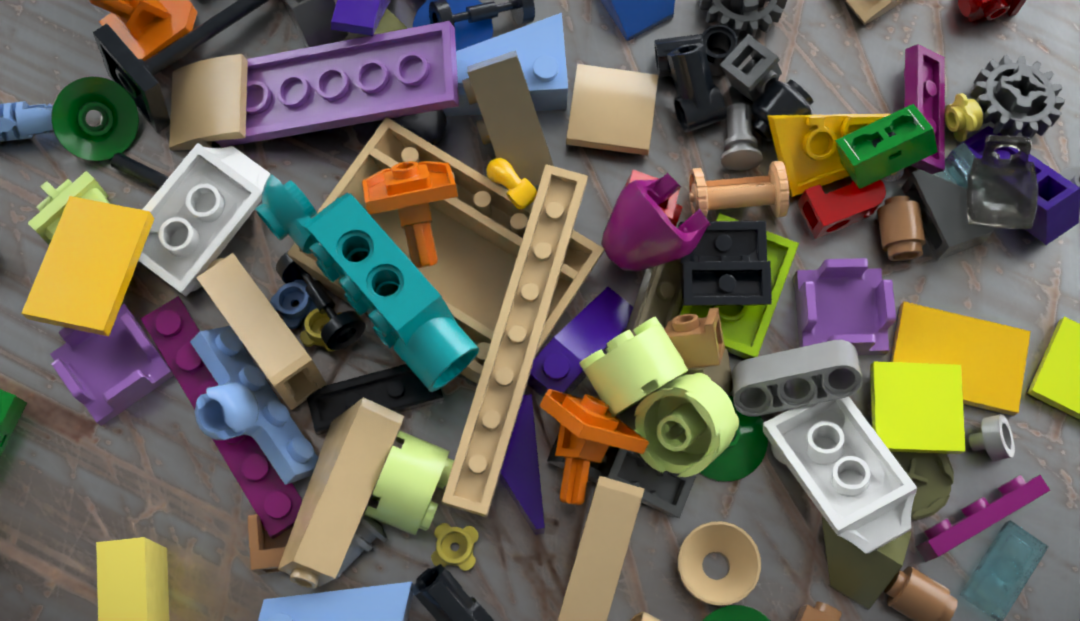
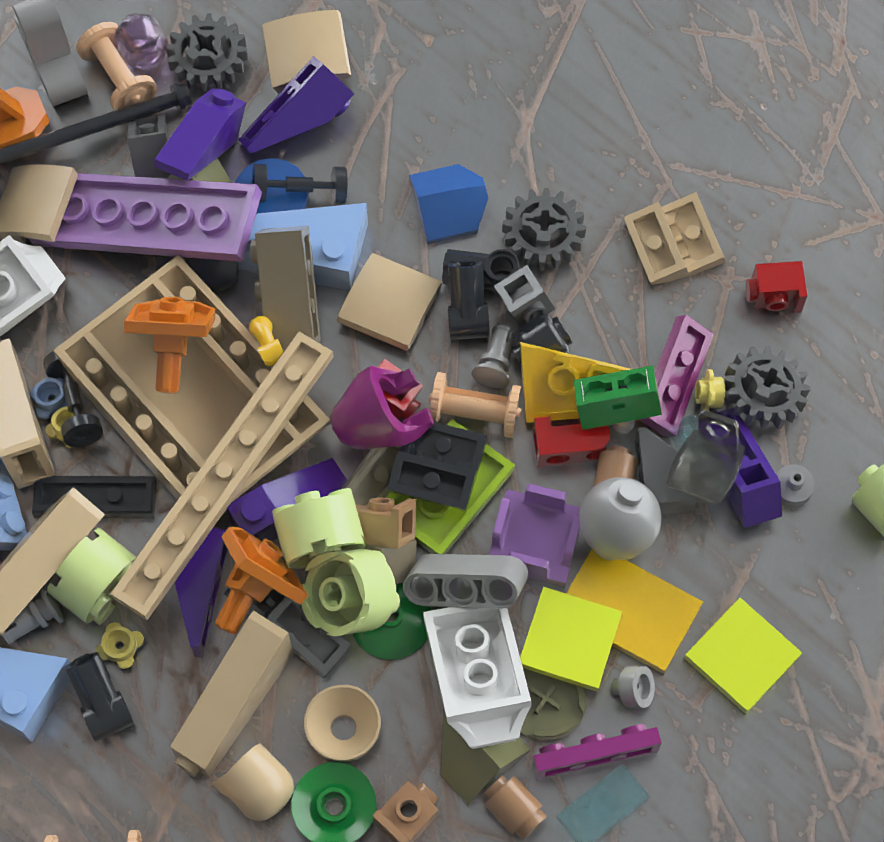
camera: 20 degrees right, 5 degrees down
(369, 268) = (113, 391): teal brick -> none
(933, 270) = (619, 518): none -> light grey brick

